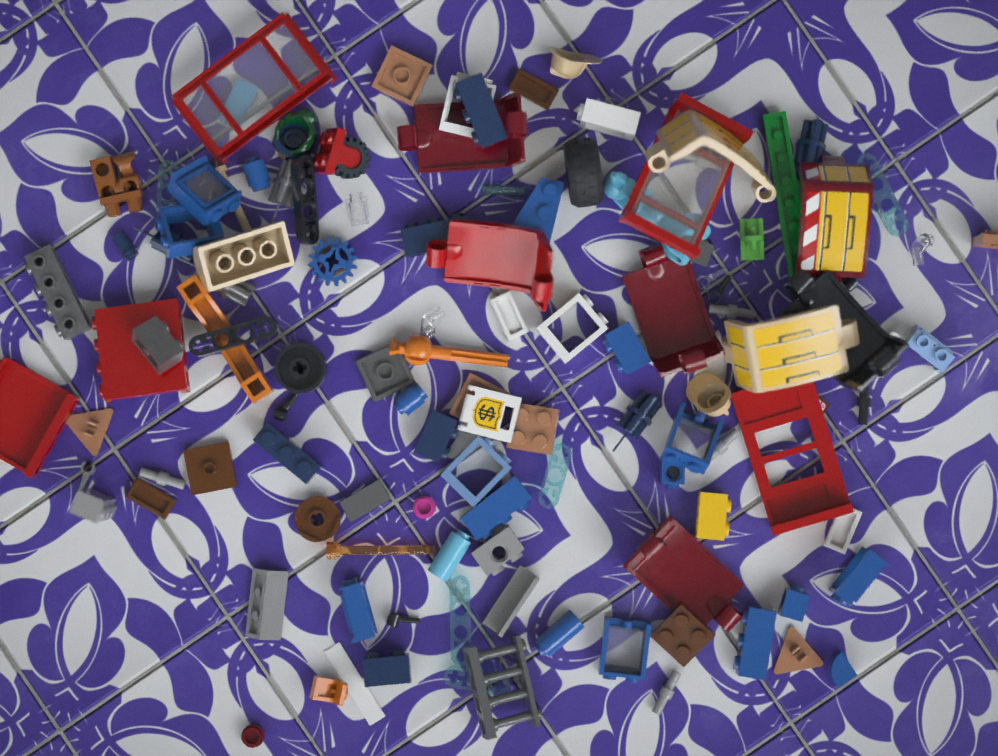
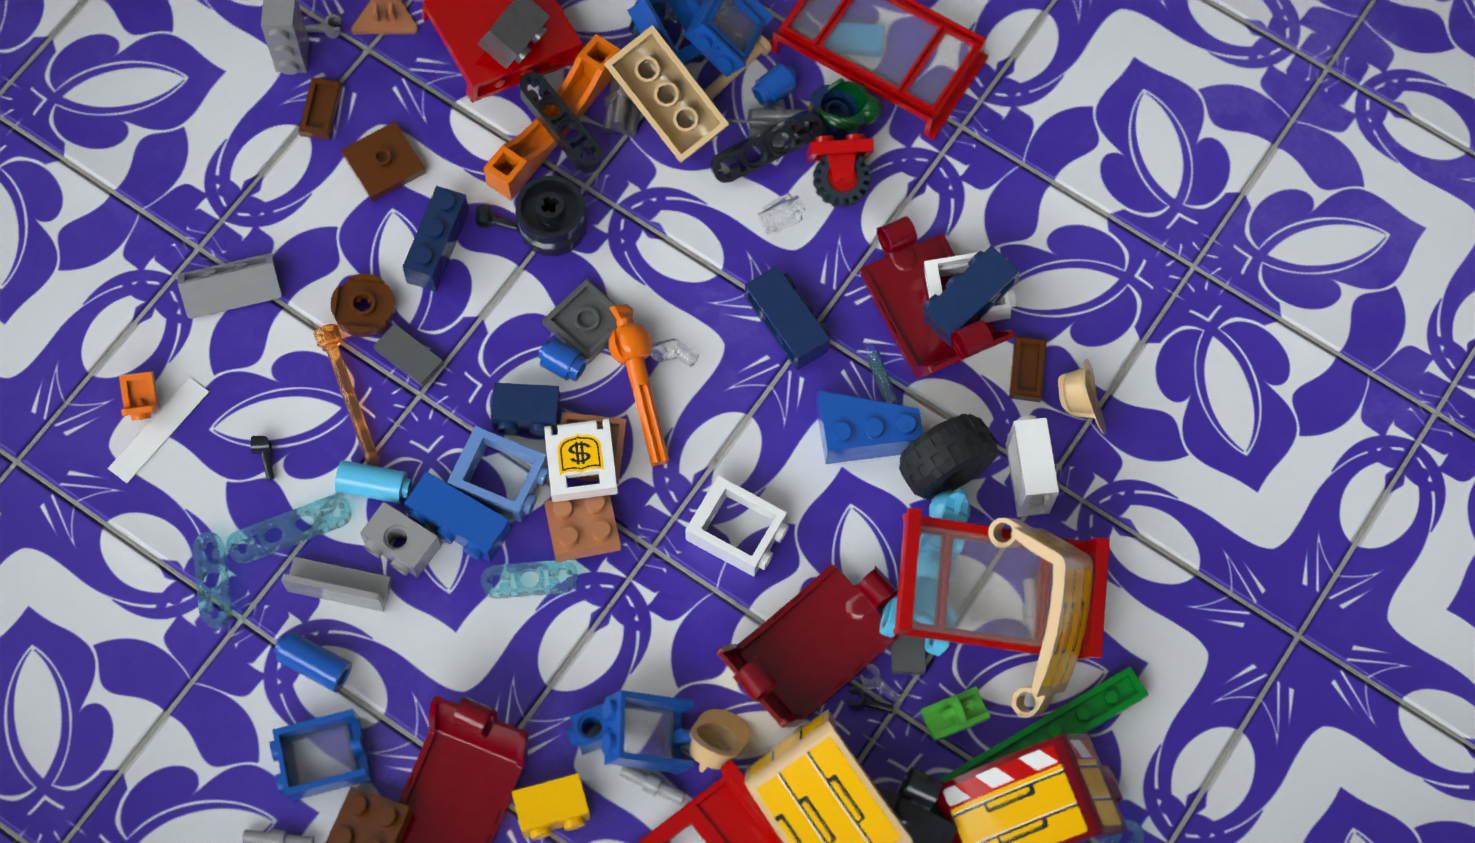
camera: 70 degrees right, 20 degrees down
(162, 478) = (350, 111): light grey bar -> none
(252, 736) = (48, 328): dark red plate -> none
(343, 264) = (700, 221): blue gear -> none
(357, 609) = (258, 388): blue window -> none
(386, 669) = (190, 456): dark blue brick -> none
(402, 76) = (971, 207): nougat plate -> none
(424, 507) = (426, 429): dark pink plate -> none
(480, 680) = (213, 576): dark grey fence -> none
(496, 258) = (788, 384): panel -> none
(509, 315) = (721, 445): white tile -> none
(626, 349) = (737, 606): blue brick -> none
(639, 415) = (653, 657): dark blue piece -> none
(731, 311) = (846, 726): light grey bar -> none
(811, 141) = (1126, 748): dark blue piece -> none

